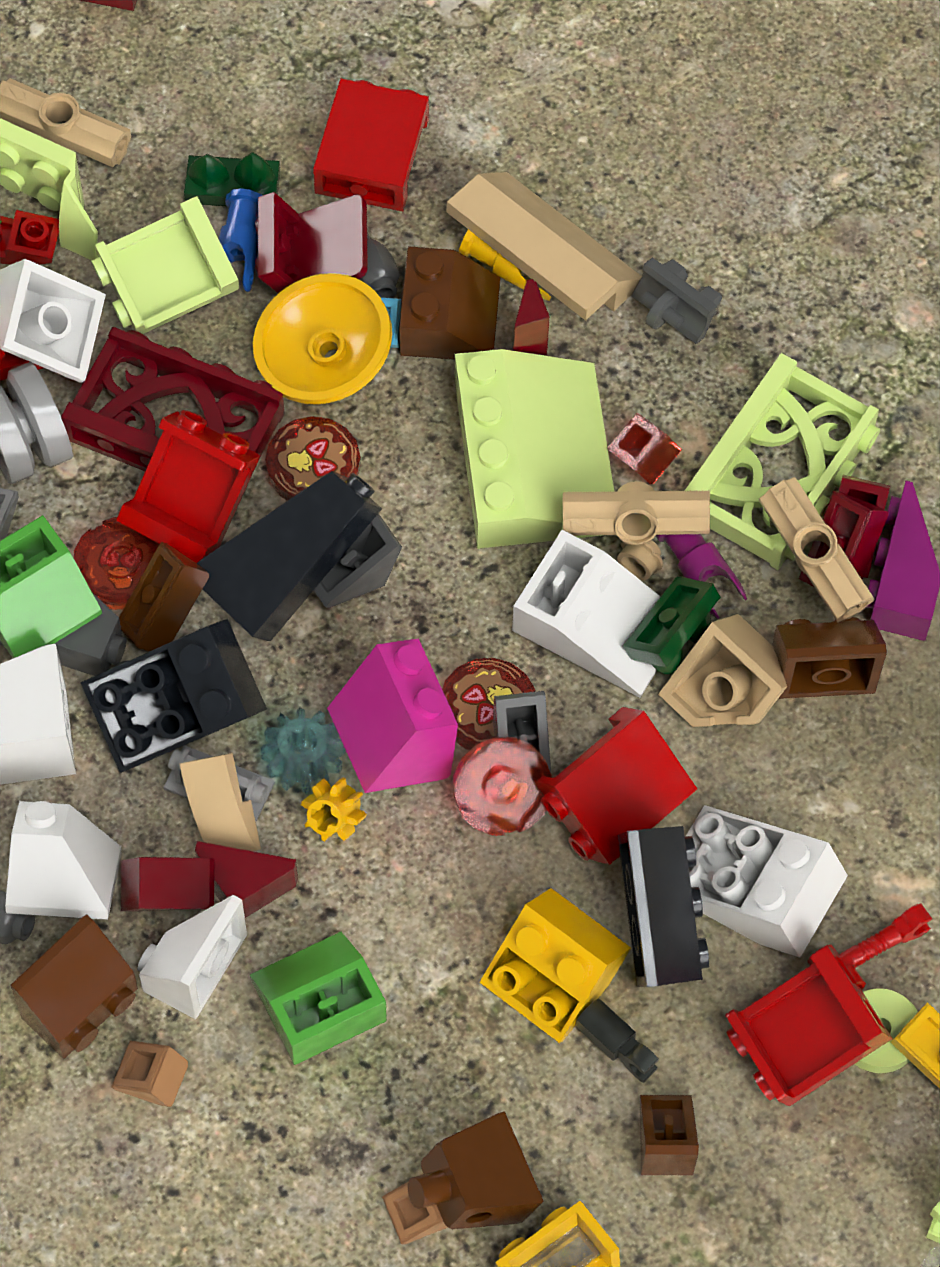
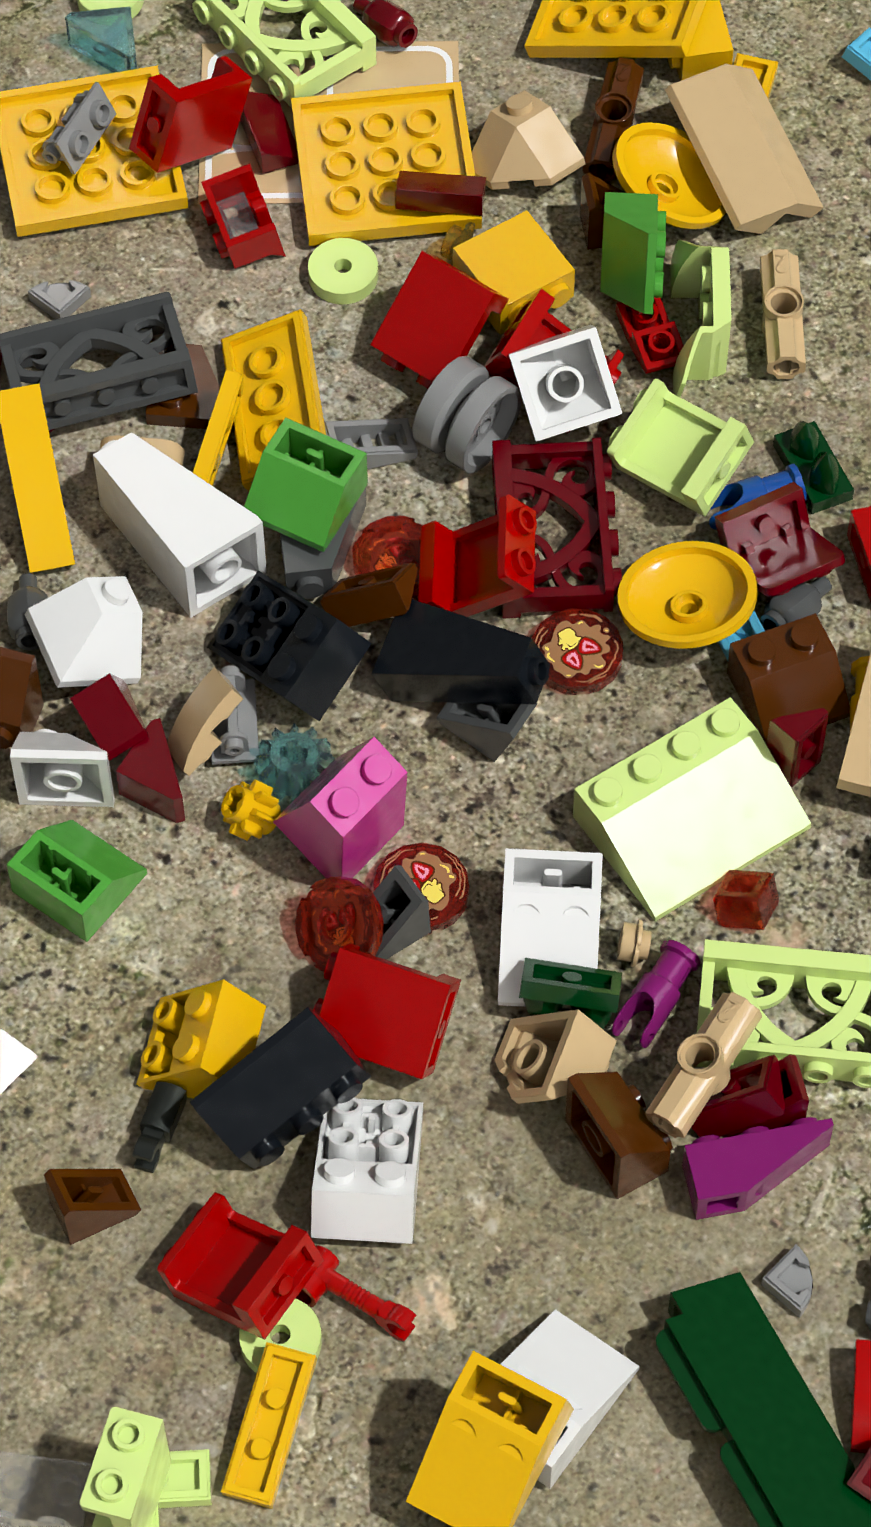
camera: 65 degrees right, 5 degrees down
(657, 513) = (656, 906): tan piece -> none

